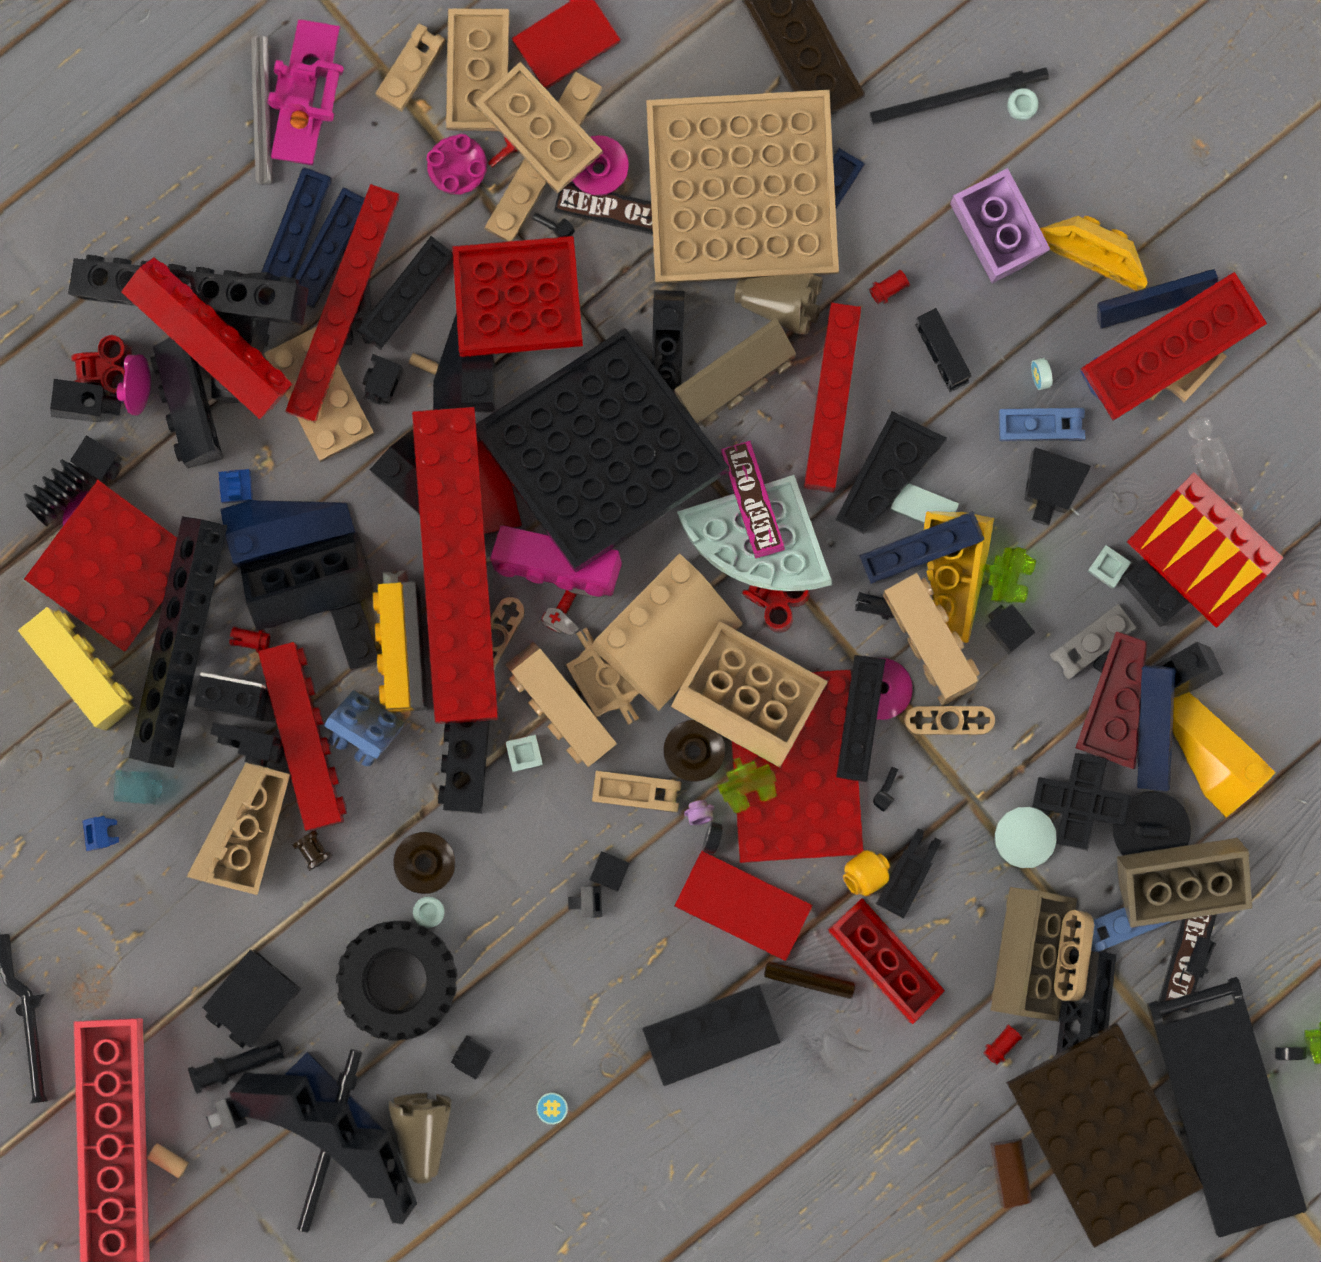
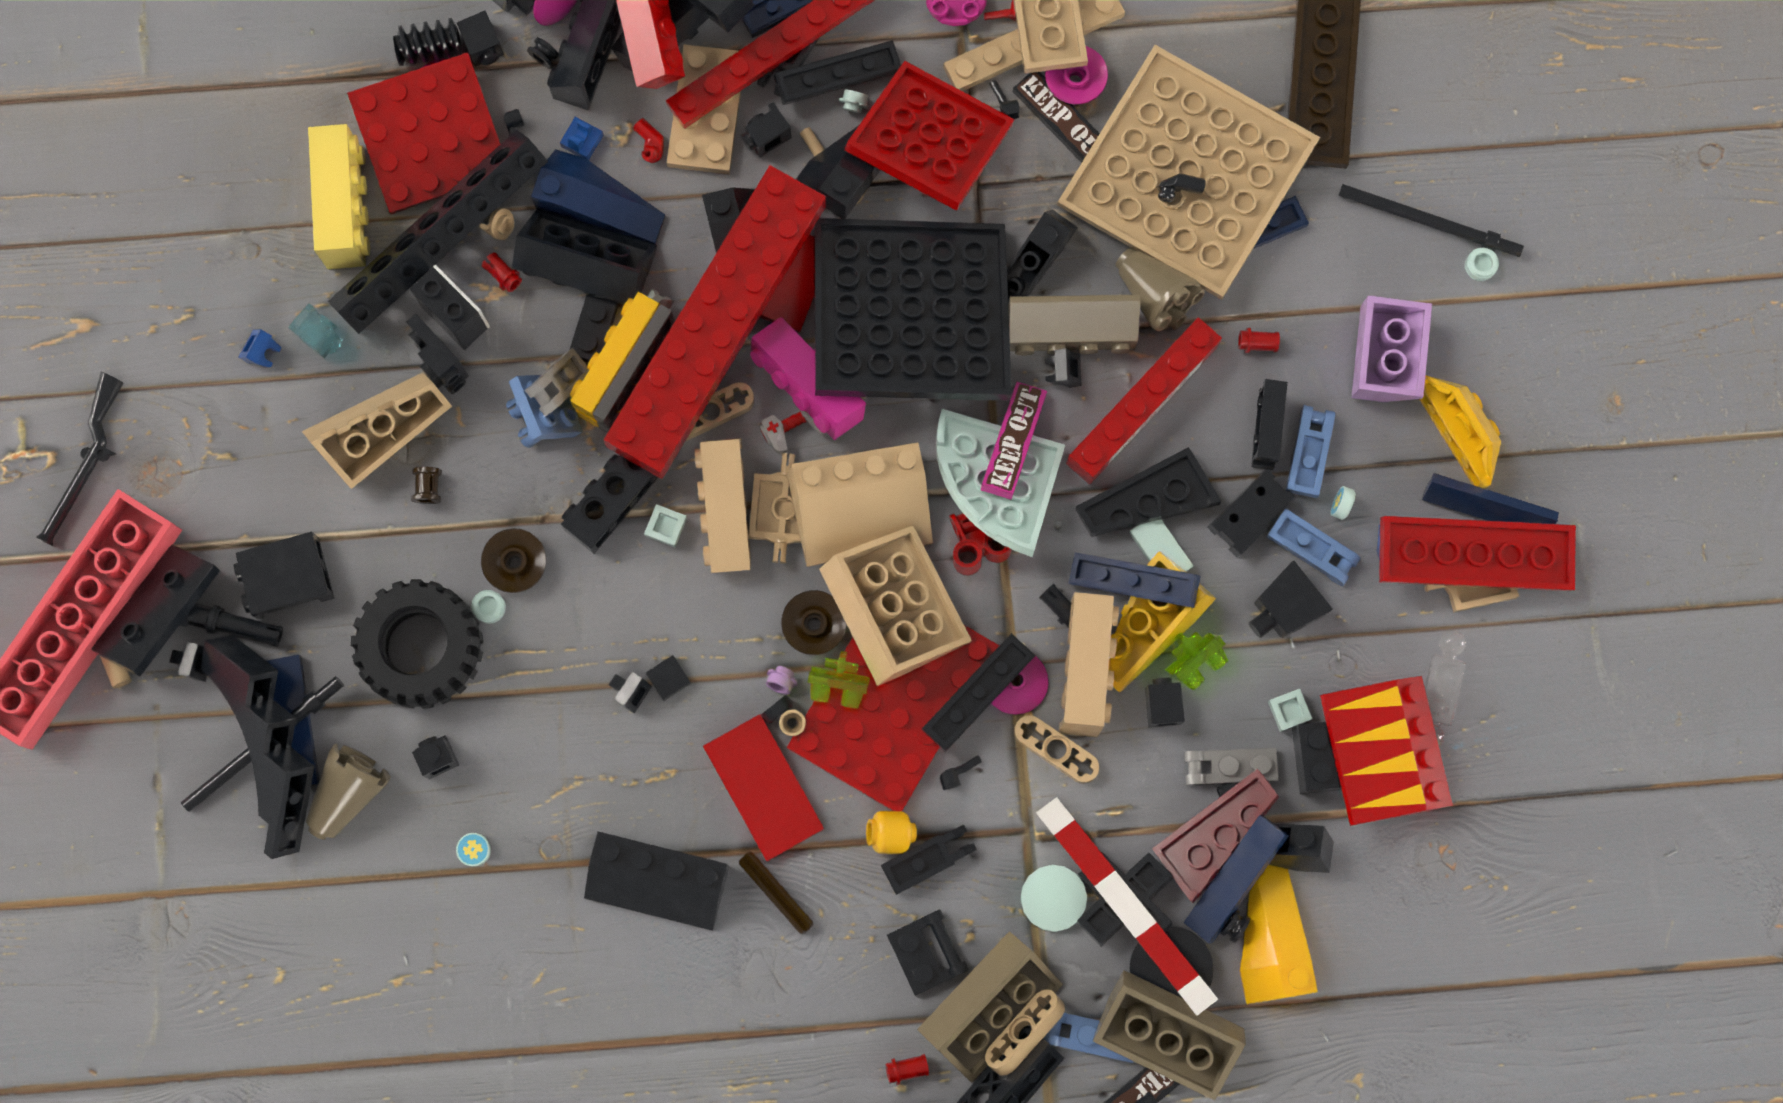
camera: 30 degrees right, 5 degrees down
(155, 436) = (542, 52): none -> black bush
(170, 509) = (513, 120): none -> black hand
(171, 1095) = (155, 610): none -> black plate
(222, 601) = (500, 224): none -> tan plate
(296, 450) = (653, 142): none -> red arm
(301, 736) = (486, 383): red brick -> none
(362, 698) = (557, 381): none -> light grey plate
(434, 307) = (854, 101): none -> light aqua plate
(635, 791) = (738, 623): tan plate -> none
(739, 840) = (798, 716): none -> tan hose
(743, 203) = (1177, 183): none -> black arm
(753, 411) = (1067, 368): none -> black tile
(886, 961) = (855, 921): red slope -> none
(952, 955) = (917, 957): none -> black plate
(975, 430) = (1251, 513): none -> black piece
(989, 350) = (1310, 452): none -> medium blue plate
(1086, 806) = (1127, 906): none -> sticker
(1179, 763) = (1236, 926): none -> black bush

